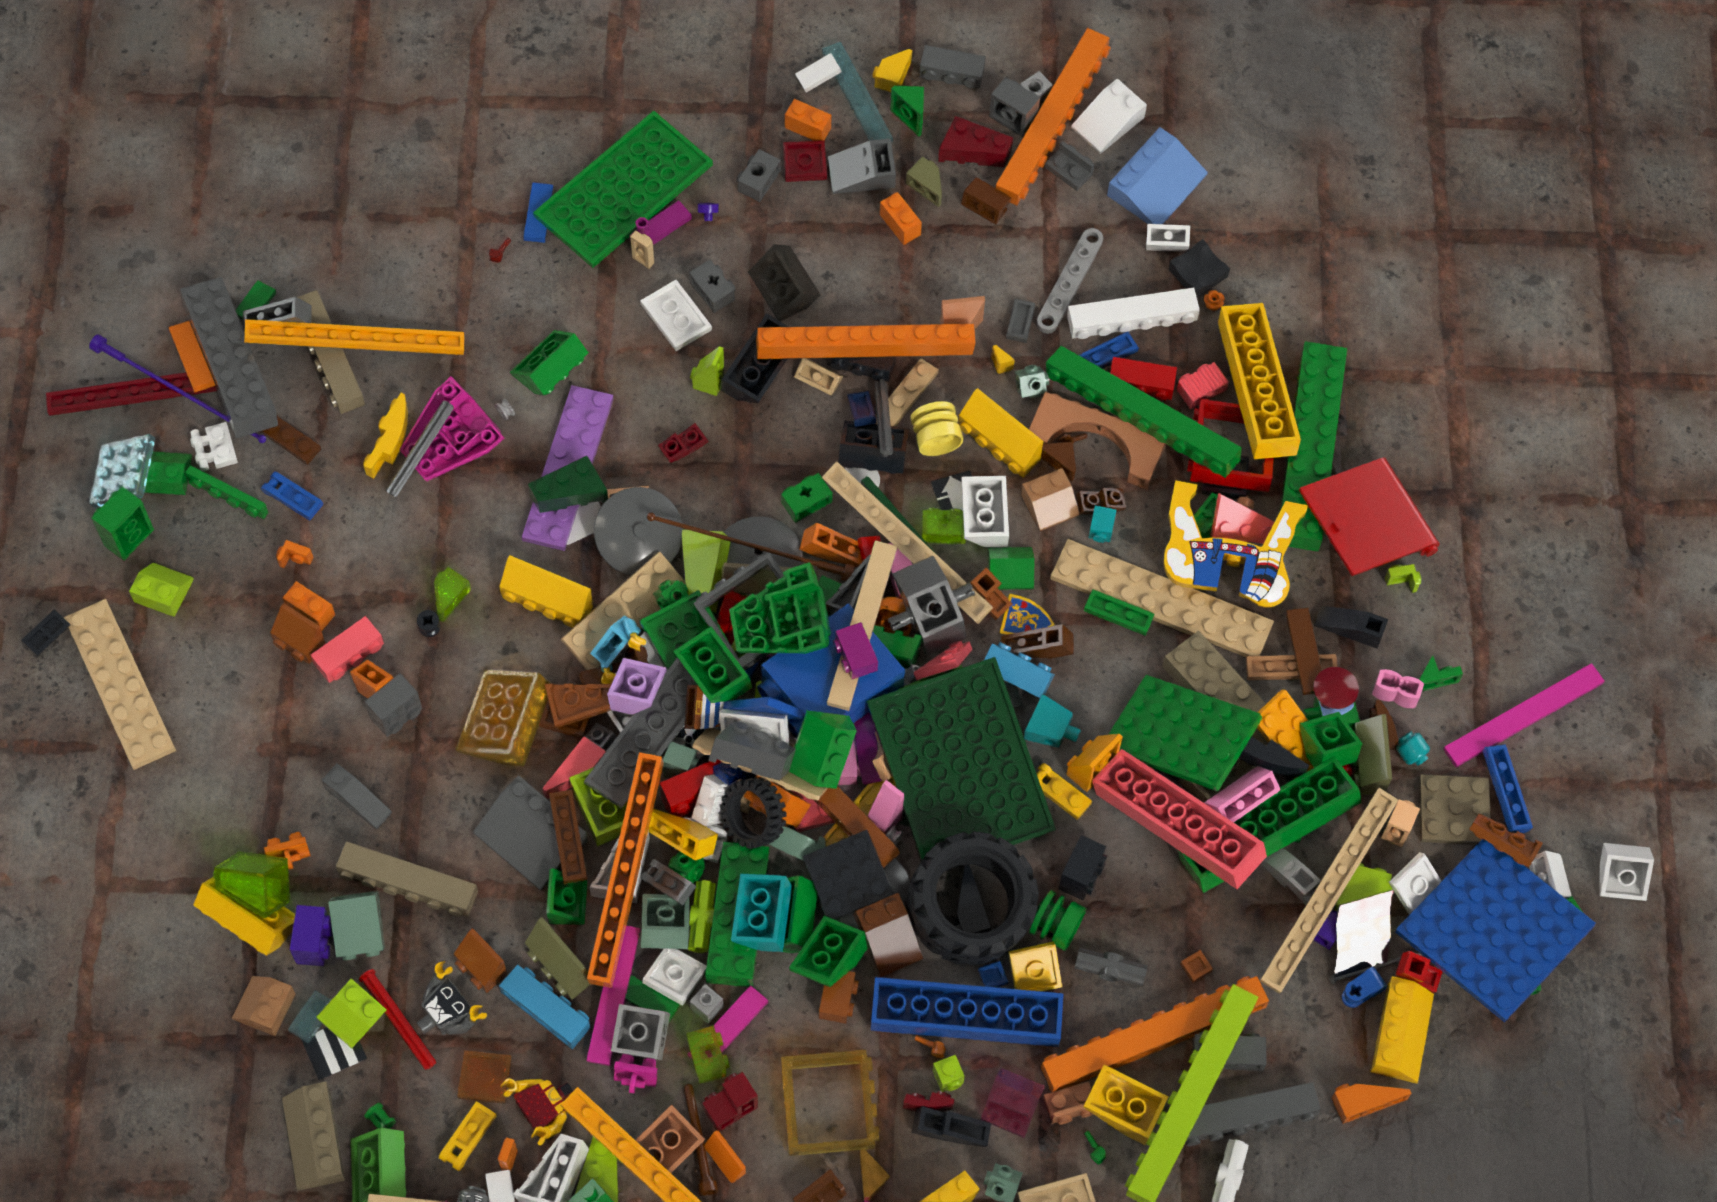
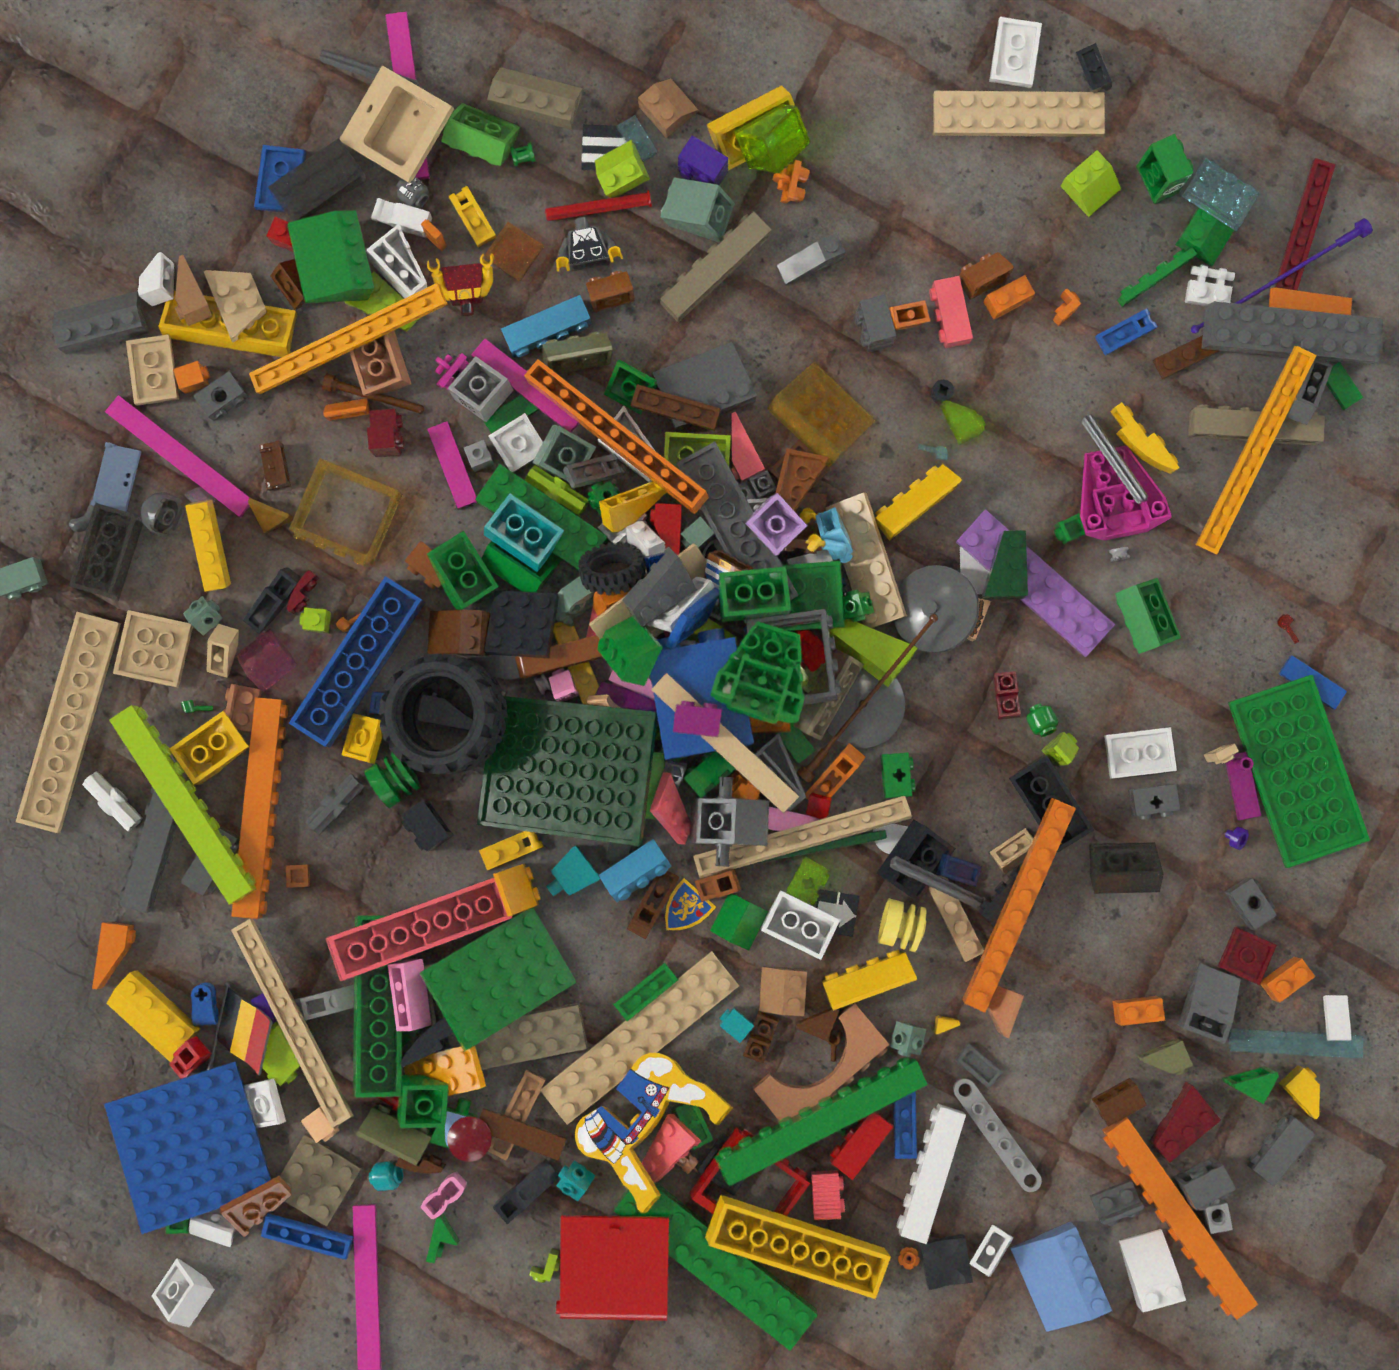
camera: 120 degrees right, 20 degrees up
(59, 712) = (1015, 52): none -> white plate
(488, 598) = (941, 451): none -> clear light blue hand
(503, 458) = (1069, 529): none -> green bracket
(690, 403) = (1042, 720): none -> green head
(707, 1068) = (423, 425): clear neon green brick -> none
(1026, 1149) = (222, 650): none -> tan slope
(1316, 587) = (575, 1180): none -> teal brick

